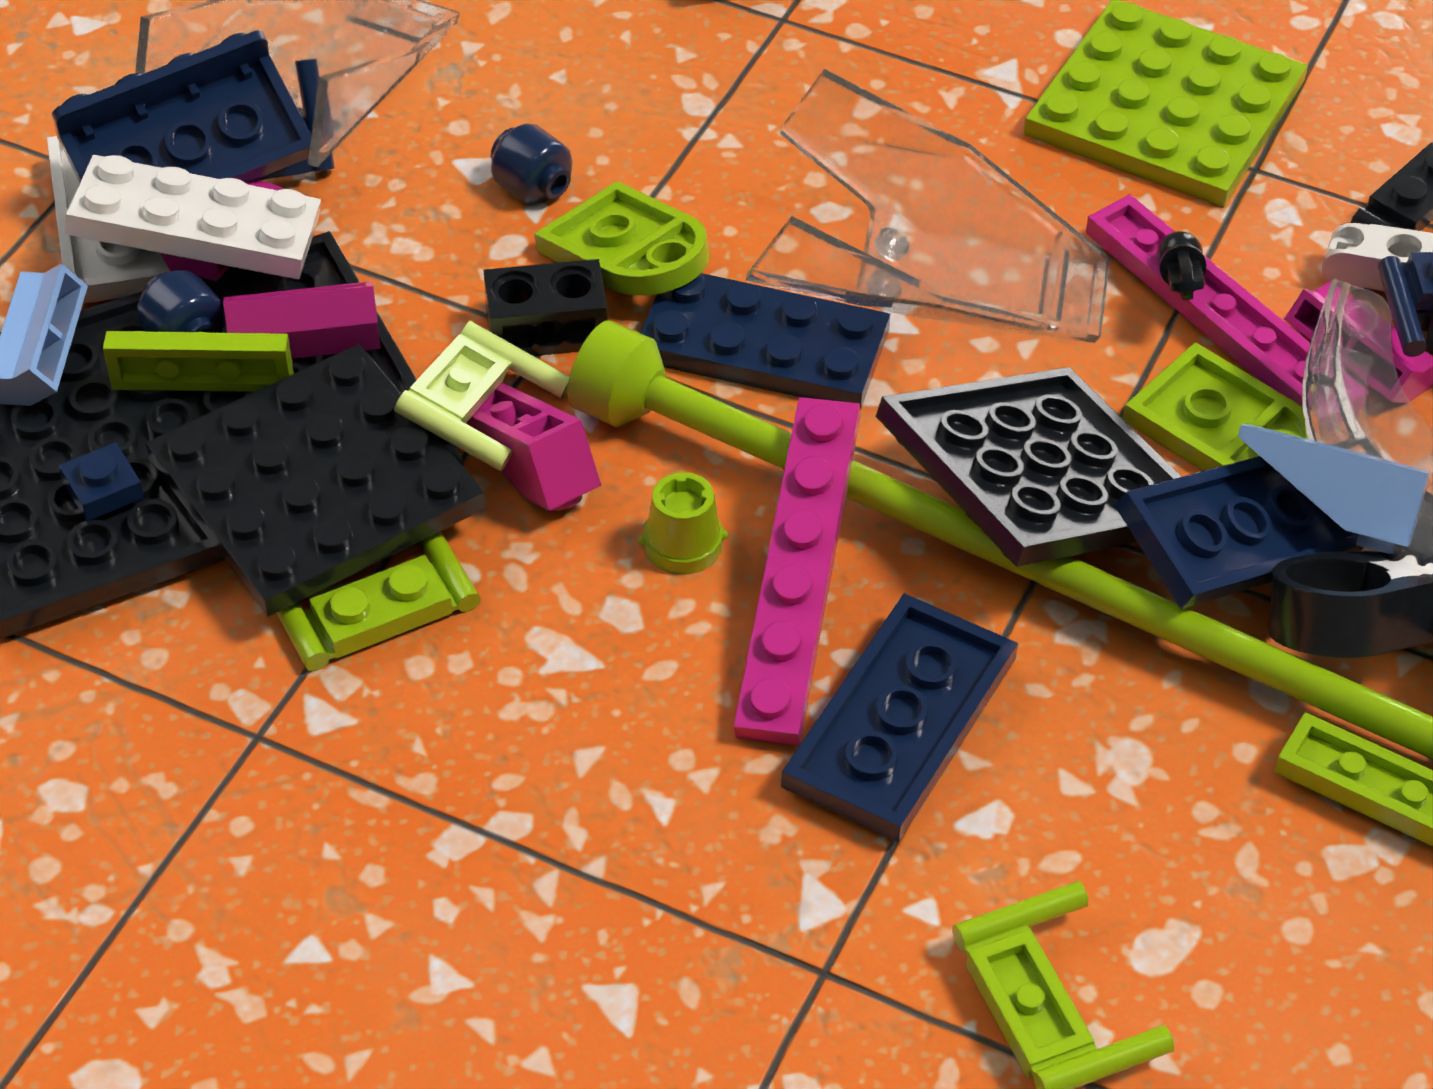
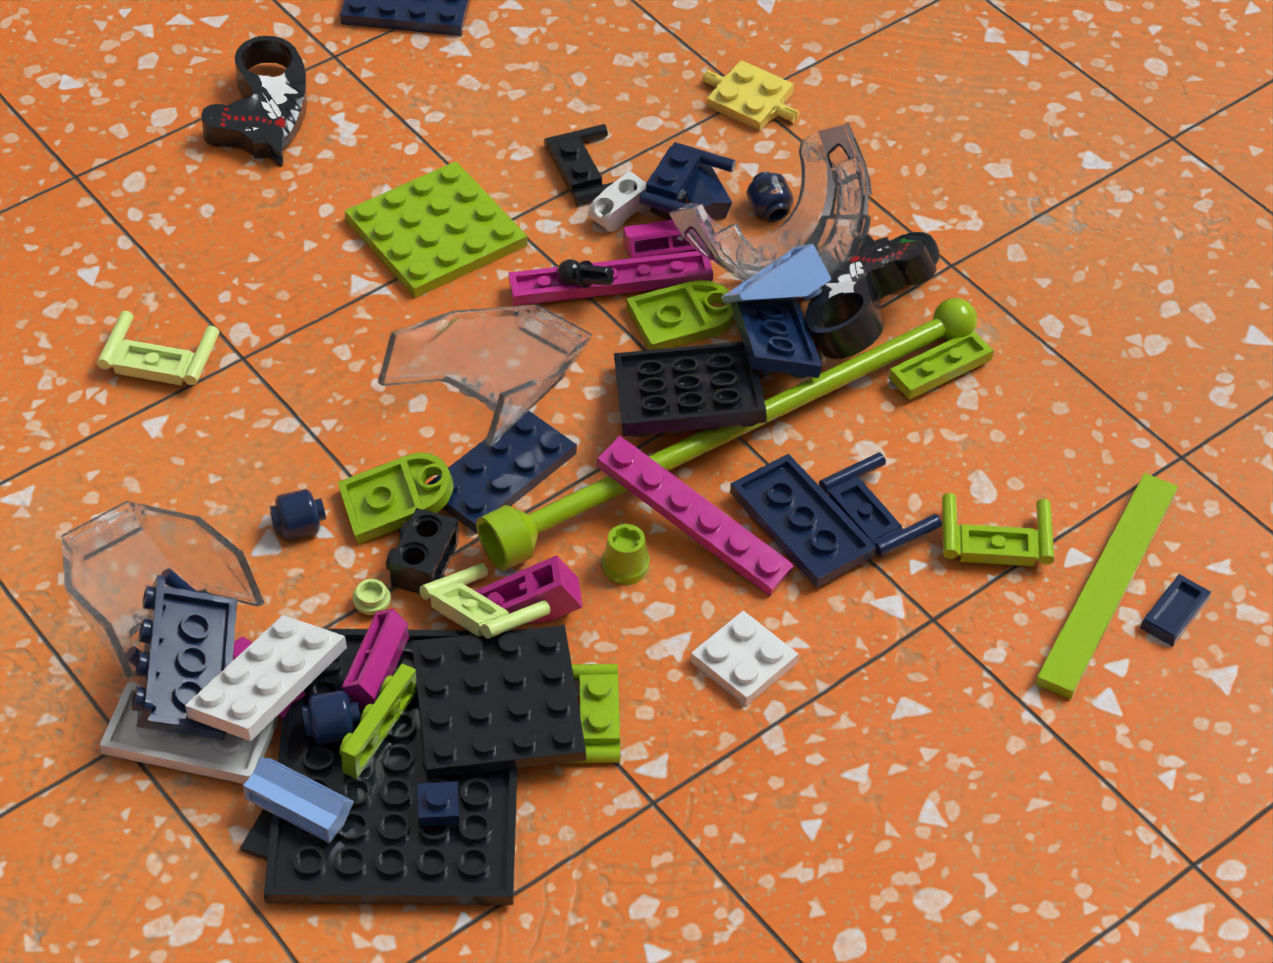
camera: 65 degrees left, 0 degrees up
(441, 291) = (371, 597): none -> yellowish green plate
(583, 745) = (744, 658): none -> white plate
(975, 791) = (868, 512): none -> dark blue plate

